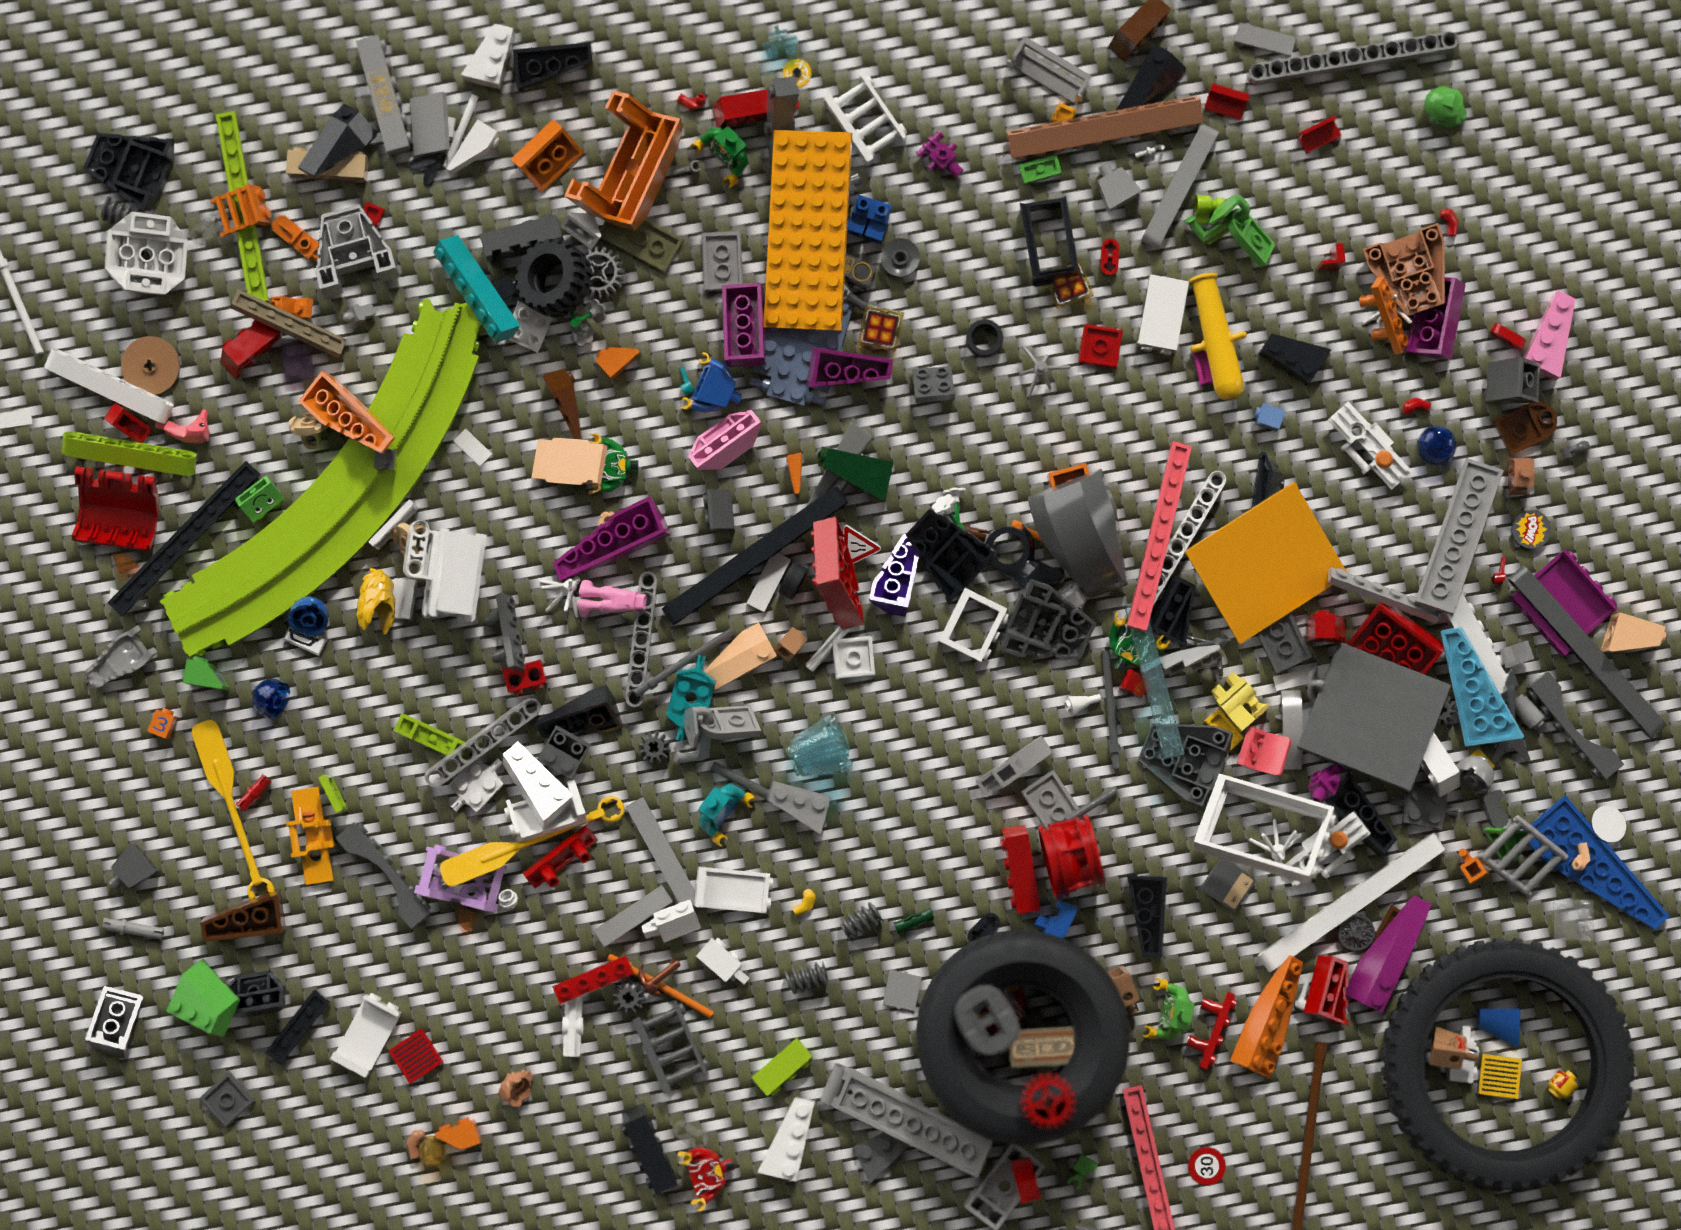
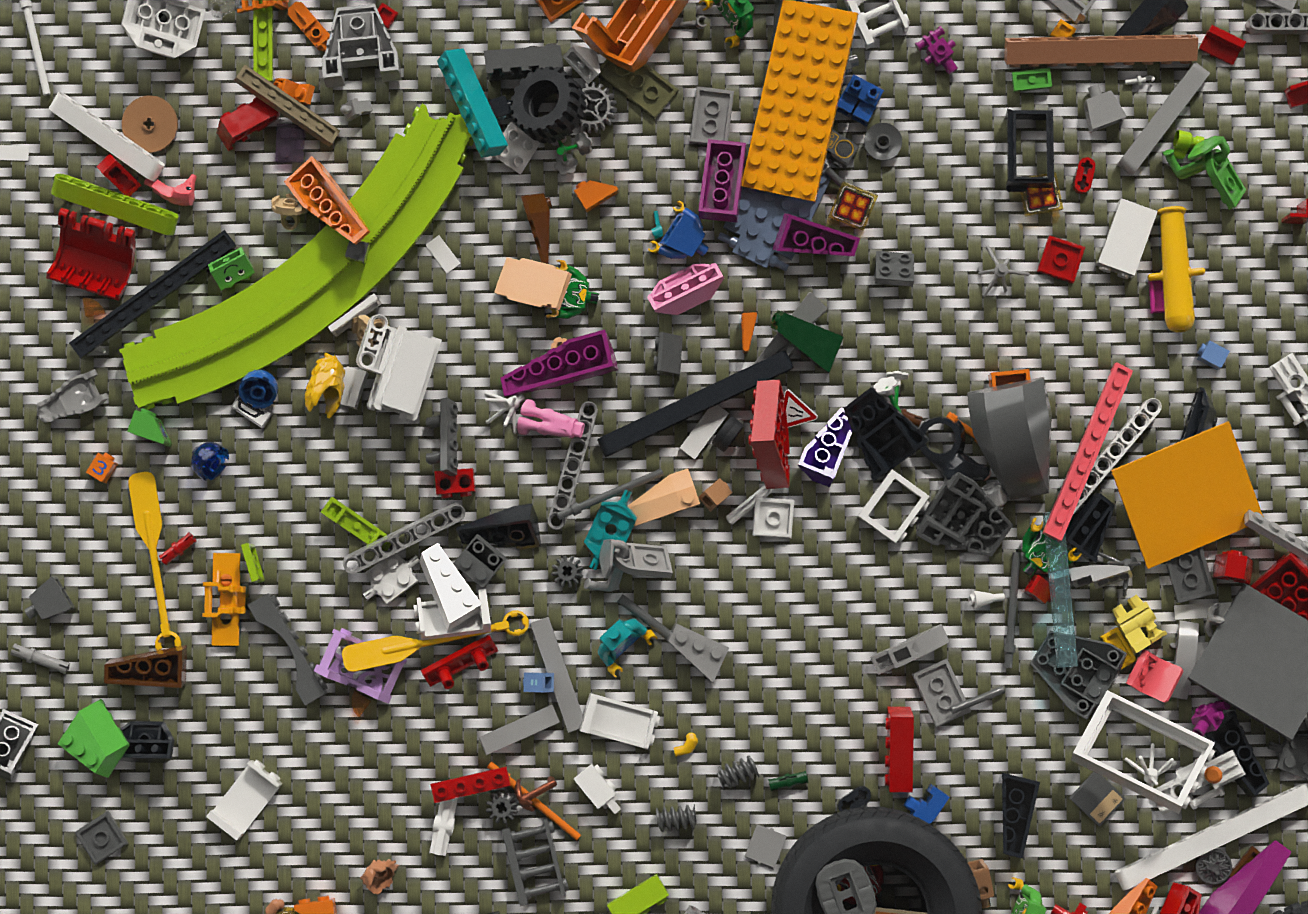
camera: 15 degrees right, 0 degrees up
(297, 1027) = (180, 780): black plate -> none
(416, 1056) = (288, 827): red tile -> none
(508, 899) = (402, 692): white plate -> none
(644, 864) = (538, 682): none -> medium blue brick
(673, 922) = (556, 742): white hinge -> none
(820, 749) = (727, 601): clear light blue cone -> none
(979, 324) = (936, 232): black tyre -> none
(1071, 856) = (952, 746): red wheel -> none
(1294, 356) = (1247, 301): black wedge -> none

